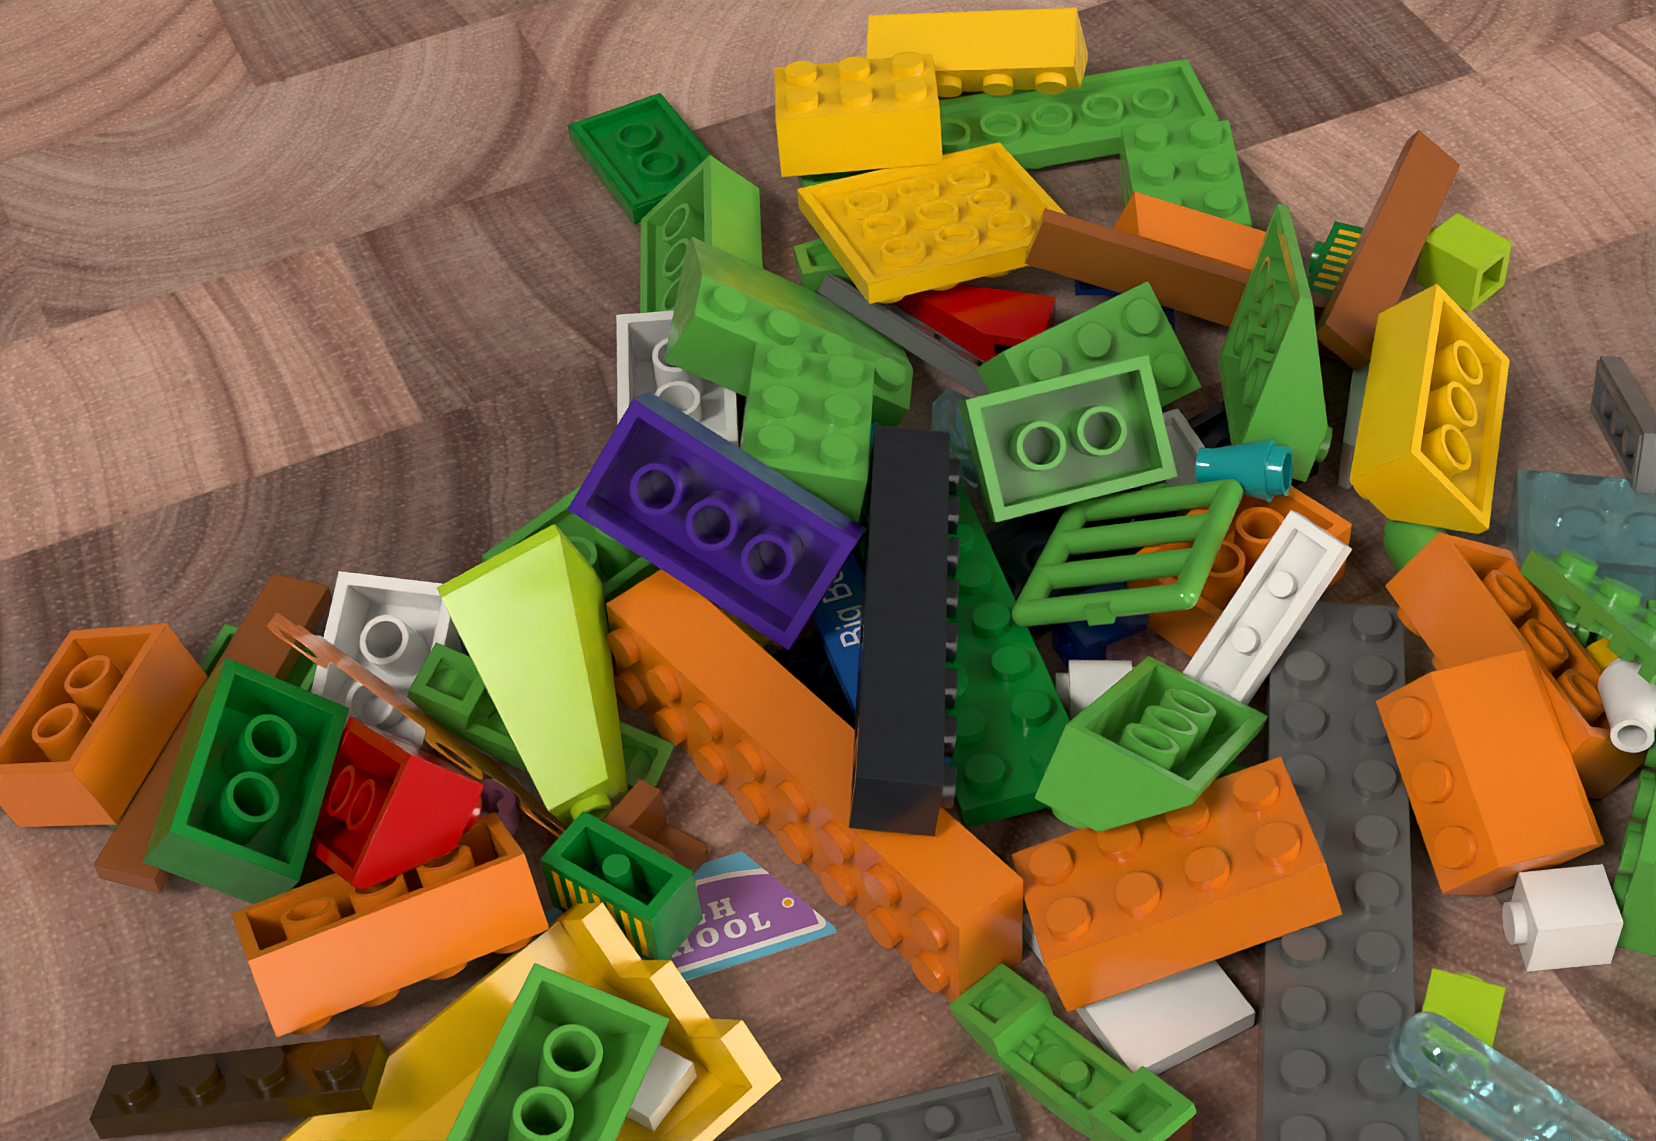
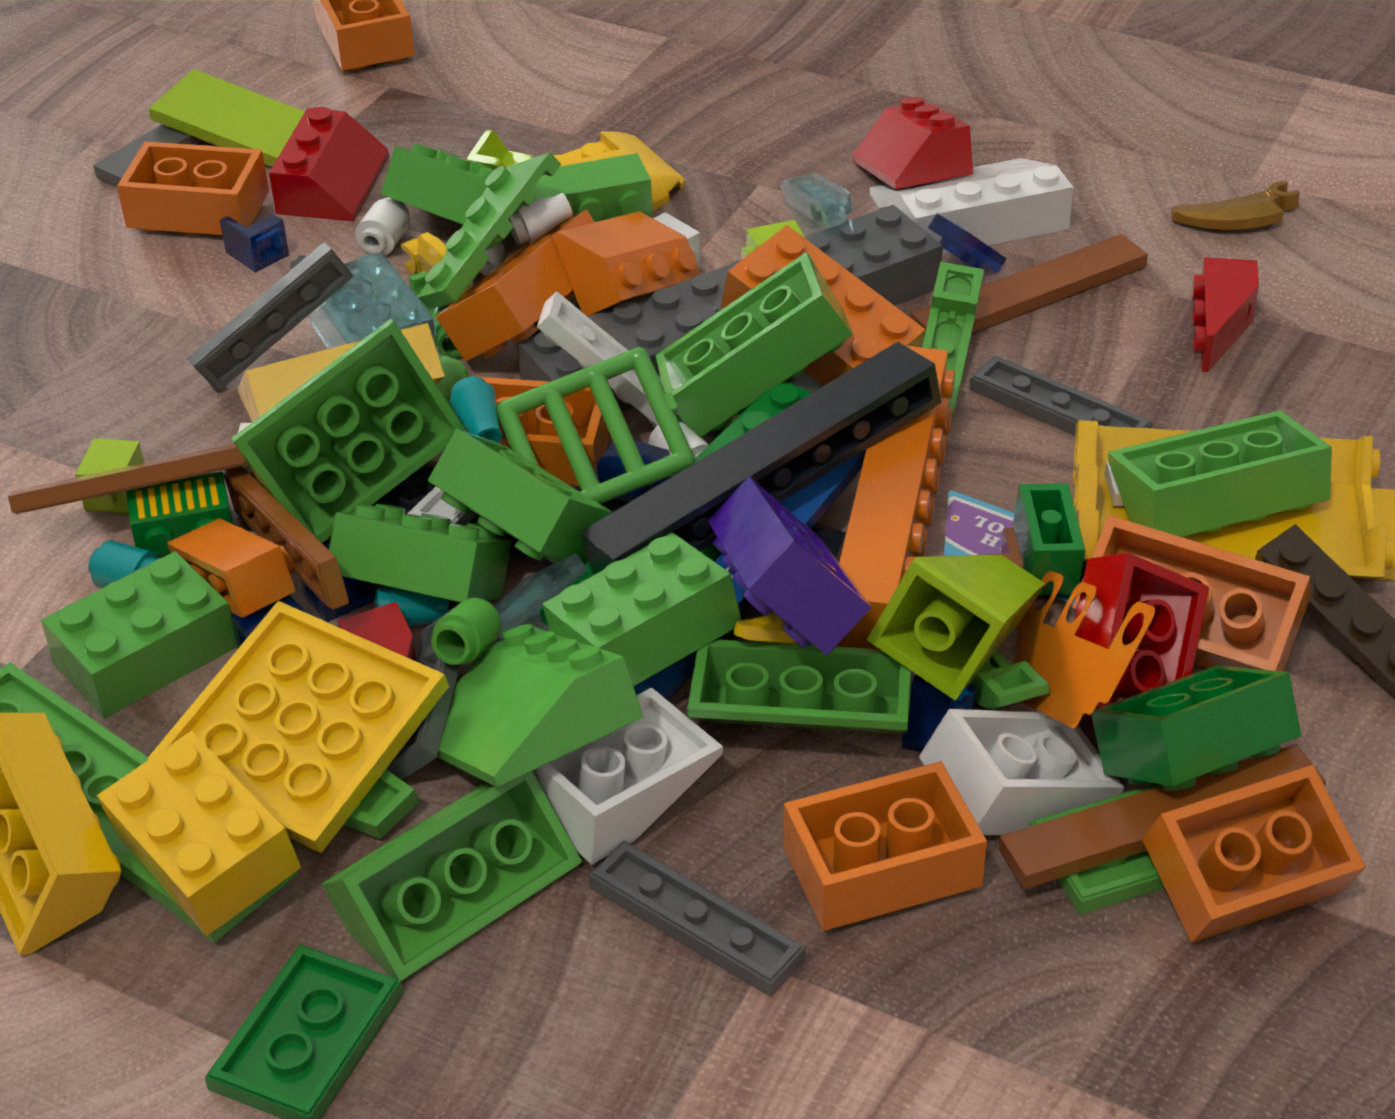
camera: 130 degrees left, 5 degrees down
(411, 501) = (883, 845): none -> orange brick
(504, 397) = (698, 918): none -> dark grey tile
(931, 345) = (466, 631): none -> bright green brick
(1311, 218) = (116, 560): none -> teal brick

